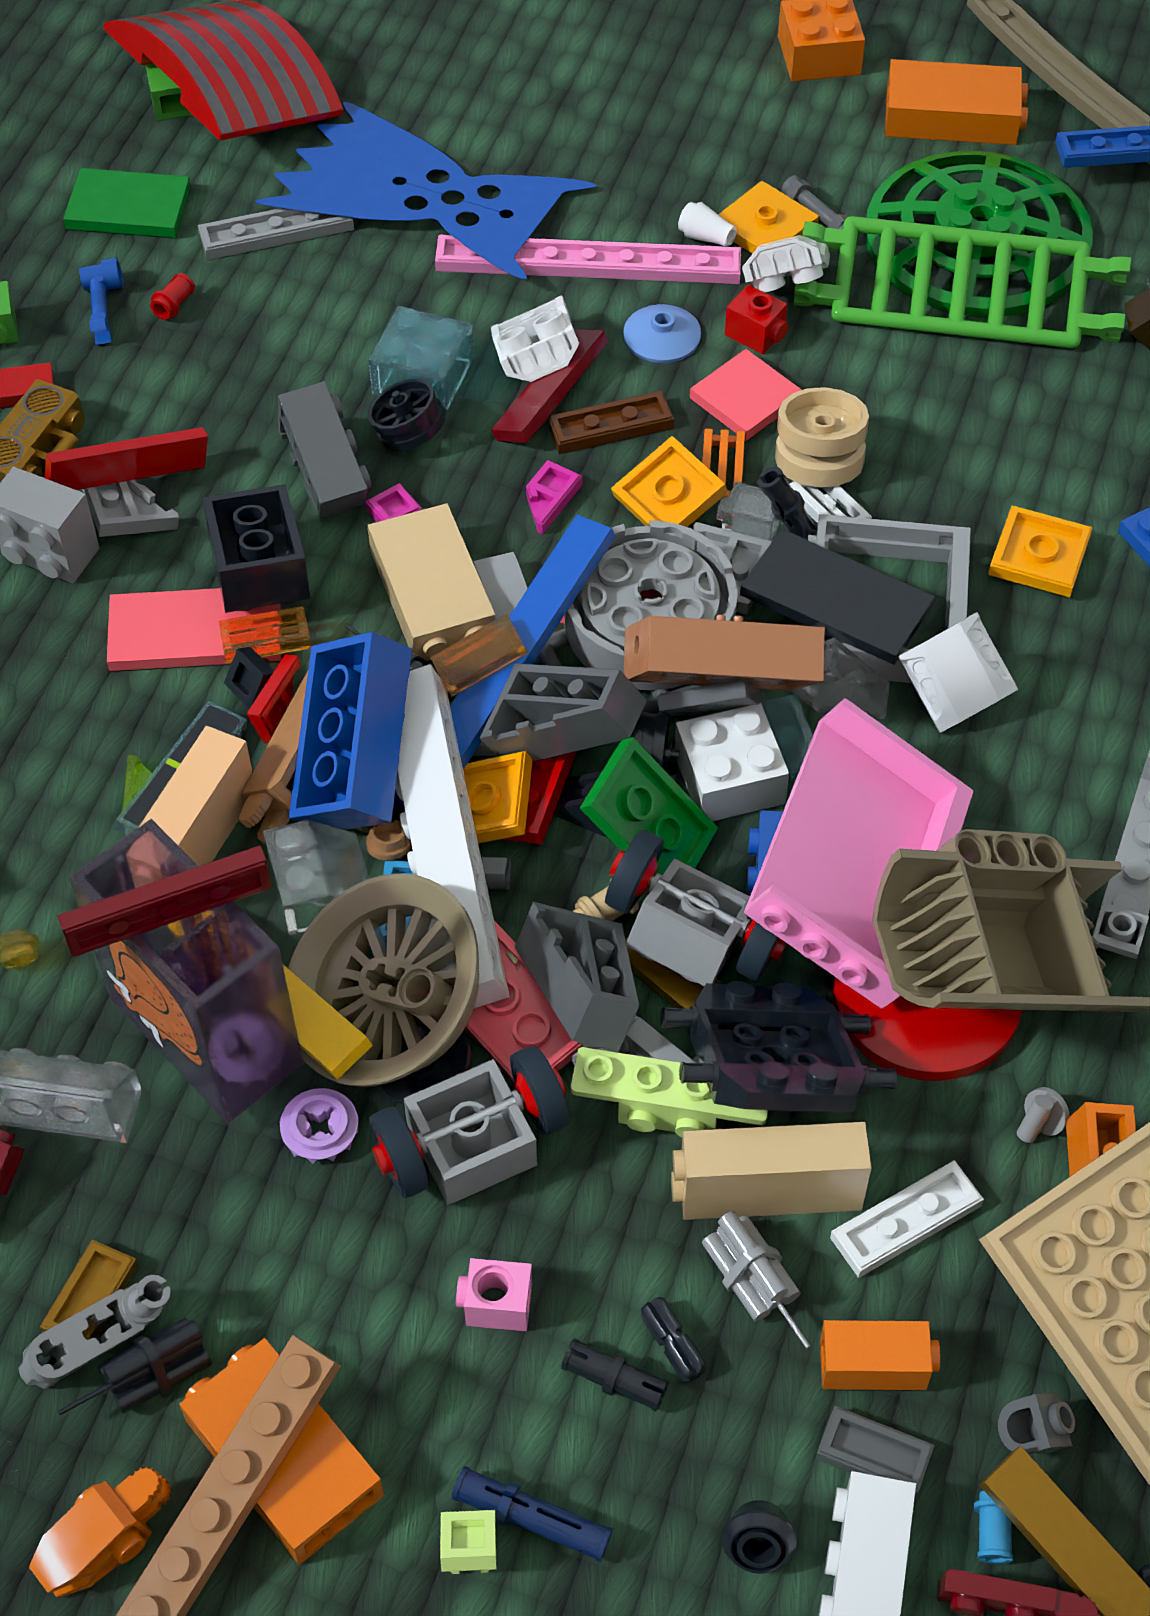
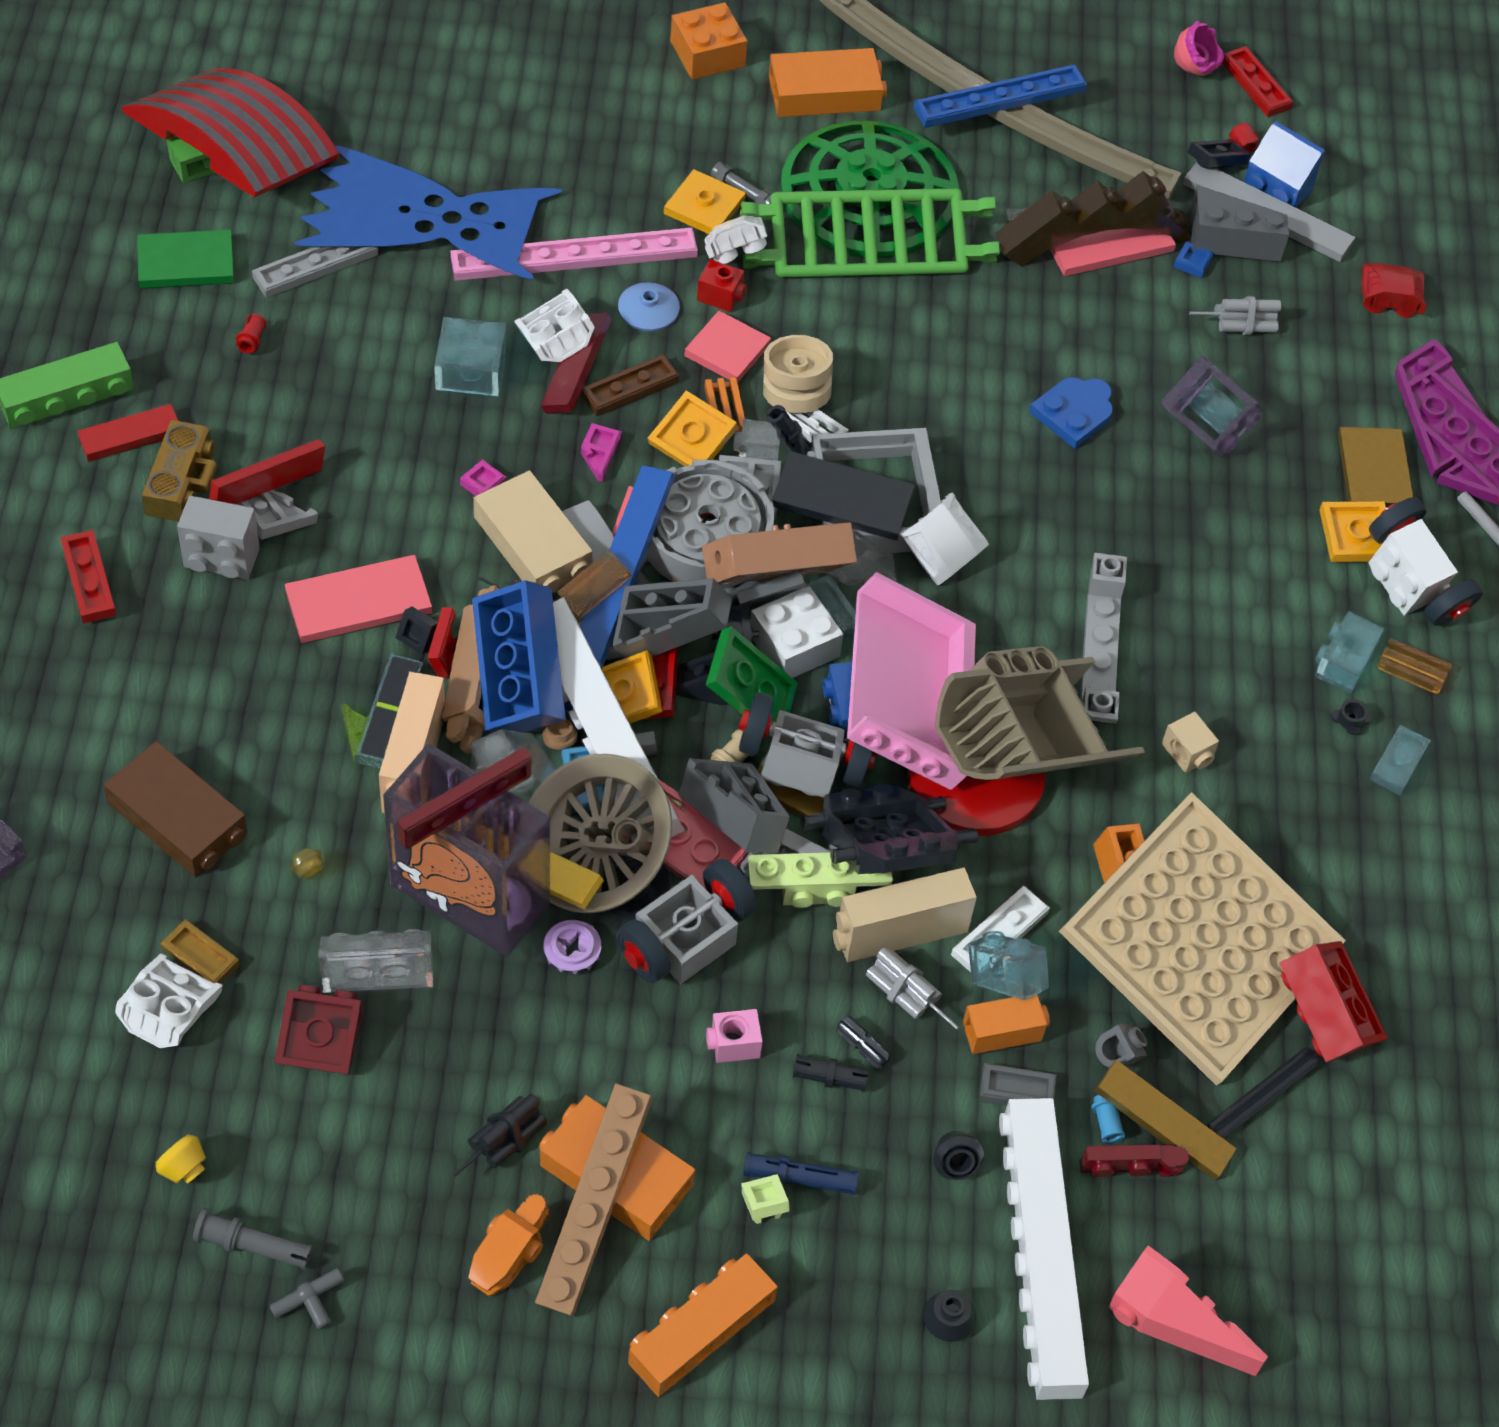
camera: 20 degrees left, 0 degrees up
(72, 1349) = (446, 1130): light grey beam -> none
(96, 1276) = (443, 1095): pearl gold tile -> none
(100, 280) = (186, 328): blue brick -> none
(256, 548) = (393, 529): black brick -> none
(266, 640) = (420, 598): clear orange tile -> none
(323, 449) = (418, 442): dark grey wedge -> none
(407, 414) = (471, 399): black wheel -> none
(705, 225) = (660, 213): white cone -> none
(899, 1274) = (1008, 965): none -> clear light blue brick
(1040, 551) = (978, 436): light orange plate -> none
(1044, 1113) = (1077, 842): light grey plate -> none

